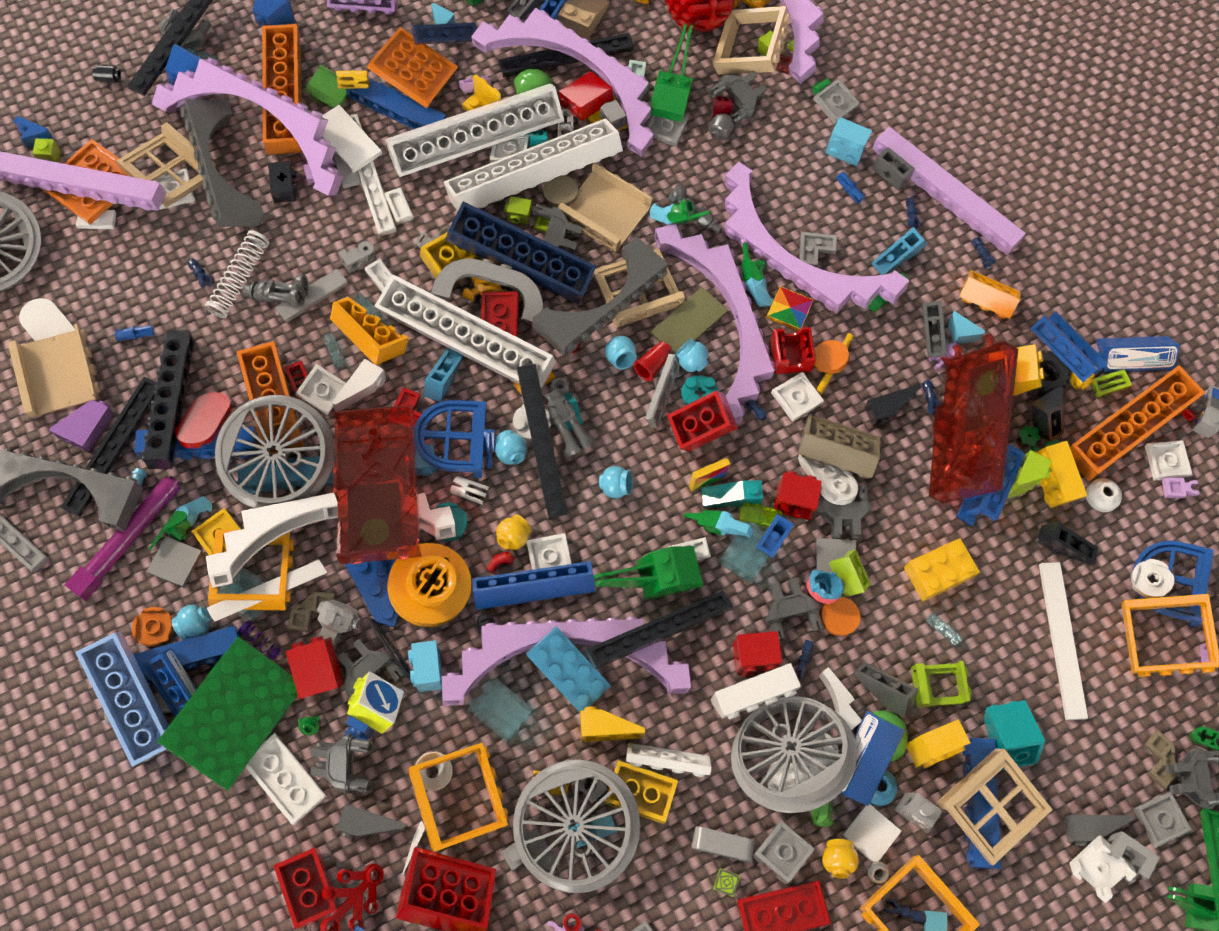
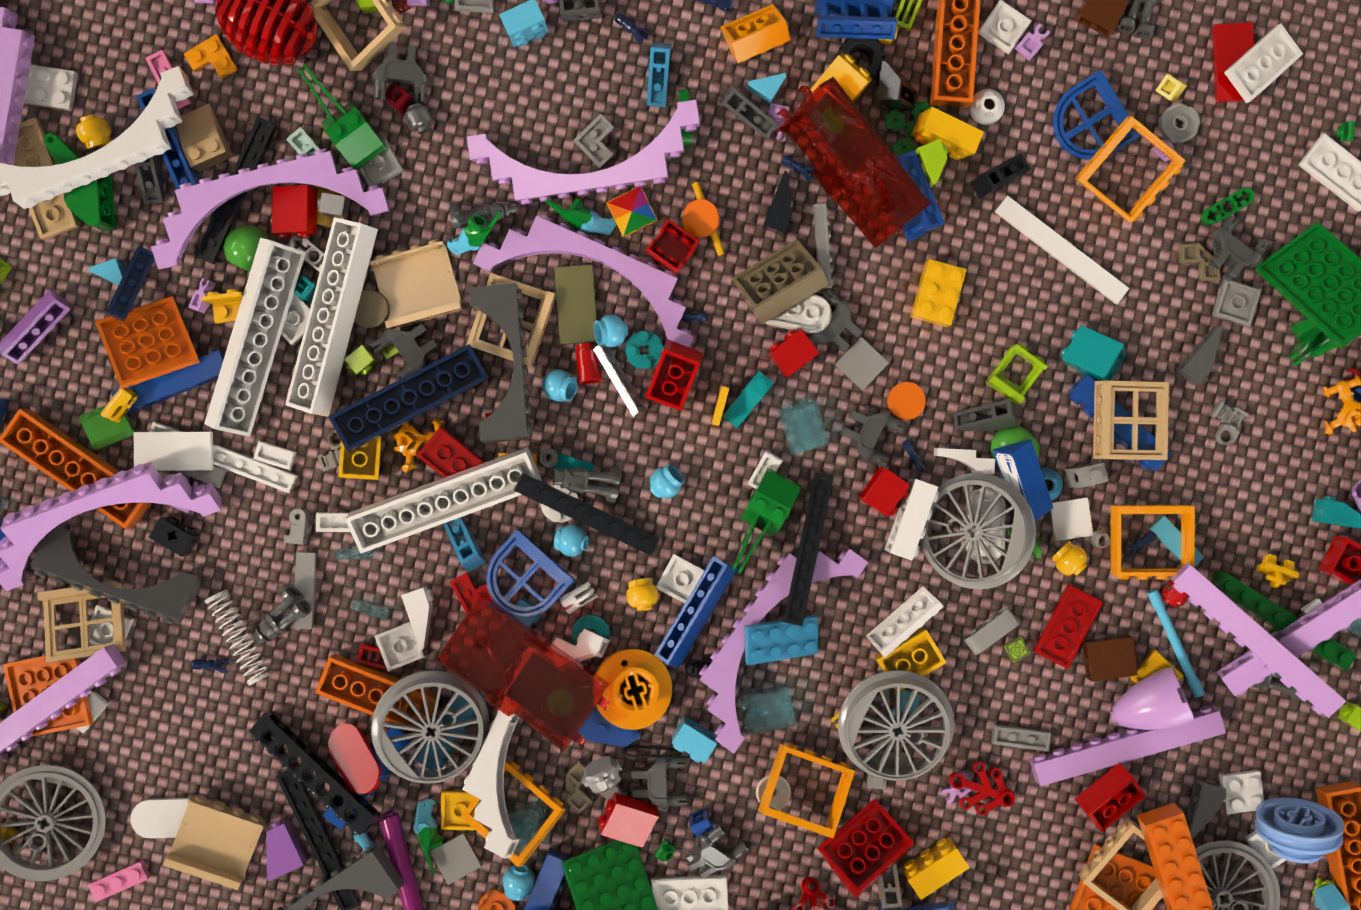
camera: 40 degrees left, 20 degrees up
(134, 332) = (227, 755): blue axle -> none
(273, 654) = (552, 842): dark purple piece -> none
(294, 579) = (548, 786): white sticker -> none
(364, 823) = (769, 865): dark grey slope -> none
(367, 332) = (378, 574): light orange wedge -> none
(375, 702) = (691, 798): piece -> none
(416, 839) = (808, 835): white sticker -> none
(489, 445) = (555, 555): blue axle -> none
(492, 273) = (412, 434): light grey arch -> none
(504, 557) = (652, 619): red arm -> none
(604, 726) = (844, 647): yellow slope -> none
(720, 523) = (764, 432): animal -> none
(758, 514) = (782, 393): clear neon green slope -> none
(775, 536) = (812, 402): blue slope -> none
(783, 852) = (1033, 595): light grey panel -> none
(797, 396) = (711, 275): white plate -> none
(825, 586) = (878, 395): dark azure hair -> none
(850, 187) = (565, 58): blue axle -> none
(851, 572) = (884, 365): lime panel -> none
(893, 458) = (822, 241): none -> light grey piece
(938, 744) = (1059, 422): yellow brick -> none
(944, 629) = (981, 331): clear light blue axle -> none
(1072, 901) = (1231, 419): none -> light grey piece
(1100, 868) = (1231, 381): white panel -> none
(1141, 857) = (1245, 353): light grey panel -> none
(1160, 571) = (1081, 128): white plate -> none

